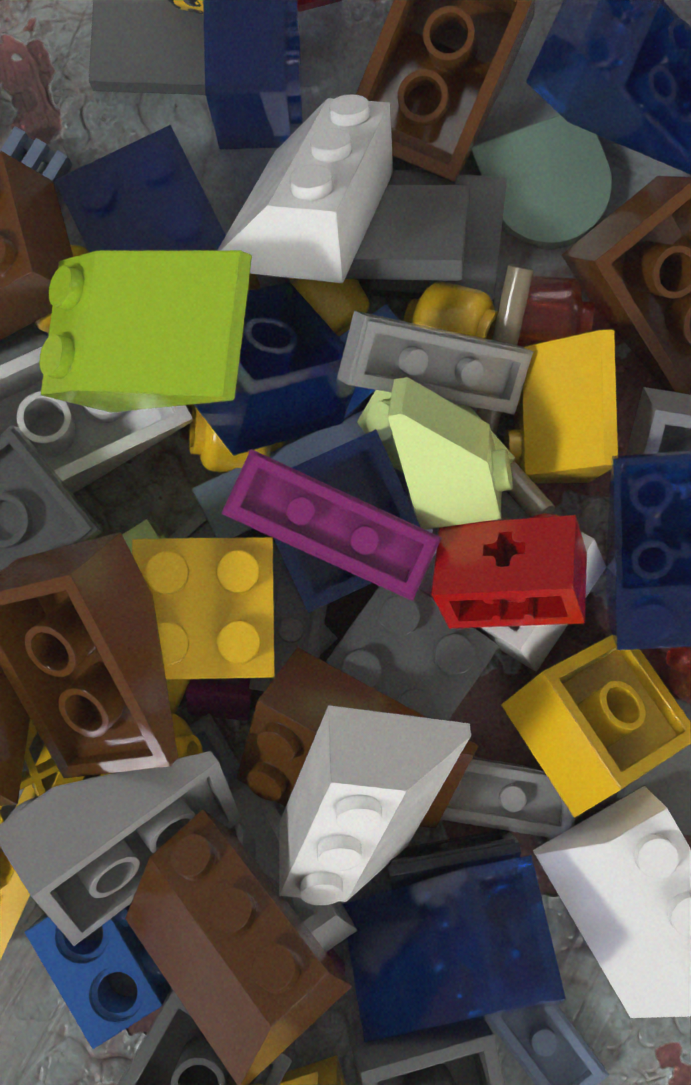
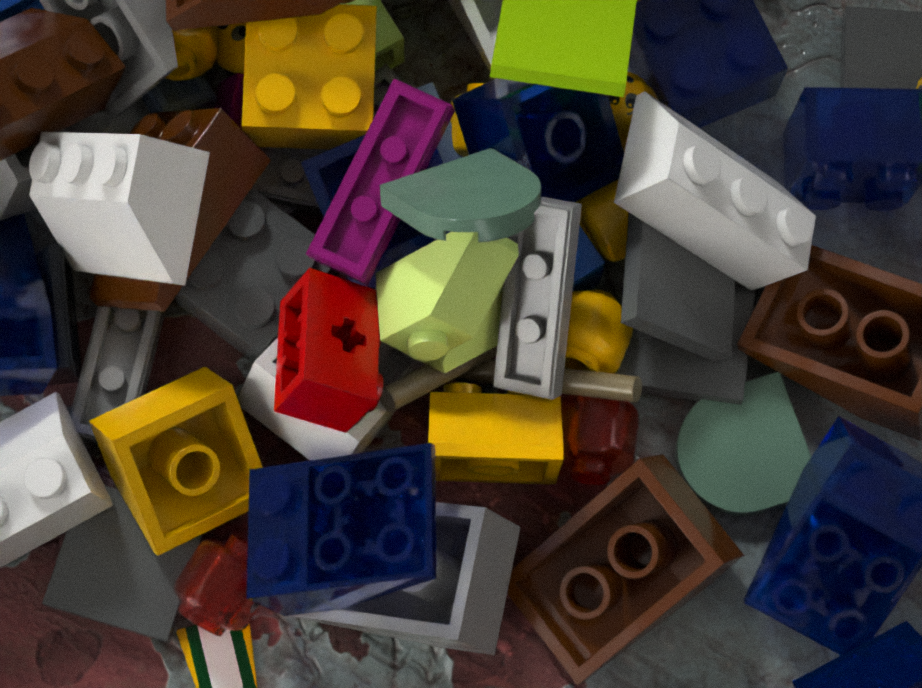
camera: 90 degrees right, 10 degrees down
(364, 423) = (466, 195): none -> sand green tile

